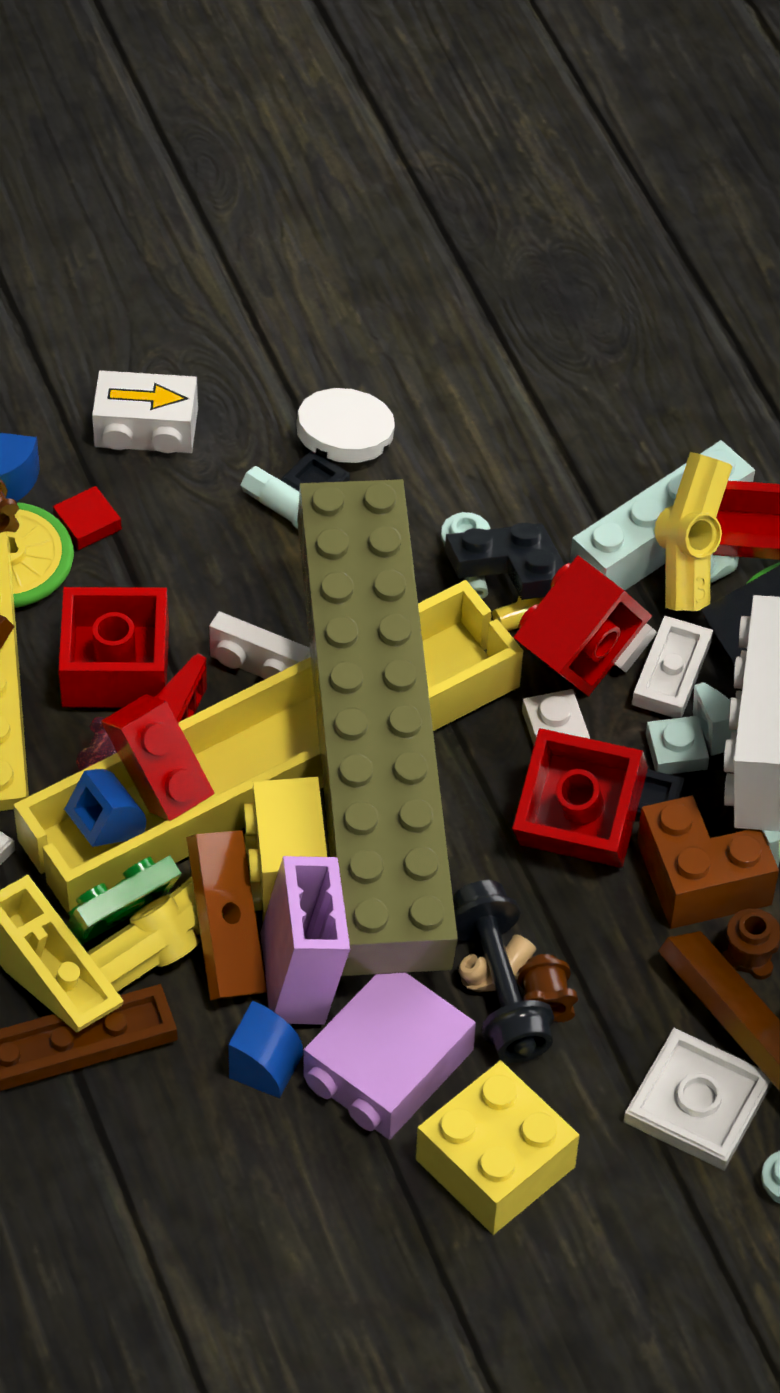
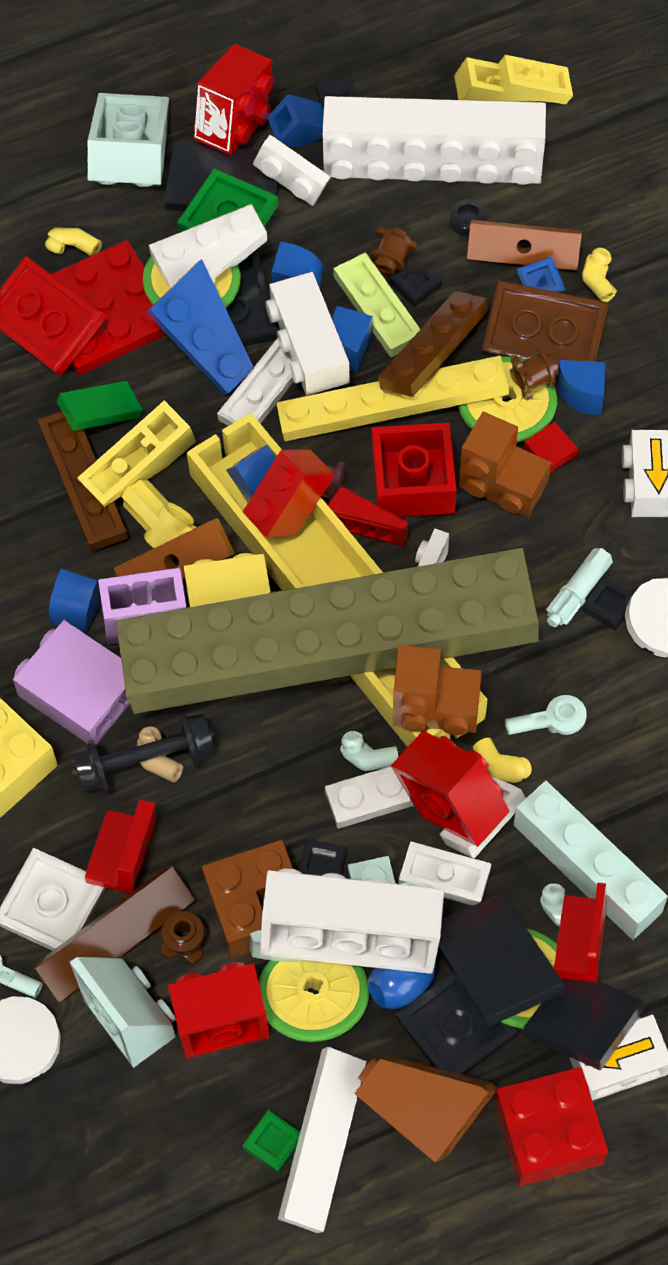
camera: 90 degrees right, 10 degrees up
(105, 909) = (178, 488): plate -> none
(122, 547) = (500, 470): none -> dark orange brick
(475, 614) = (433, 694): none -> dark orange brick
(510, 741) = (363, 756): none -> light aqua arm
(519, 550) = (541, 744): black plate -> none
(546, 981) = (133, 786): reddish brown brick -> none
(580, 797) = (293, 797): red brick -> none
(632, 999) = (121, 848): none -> red panel
(692, 532) = (560, 866): light yellow piece -> none

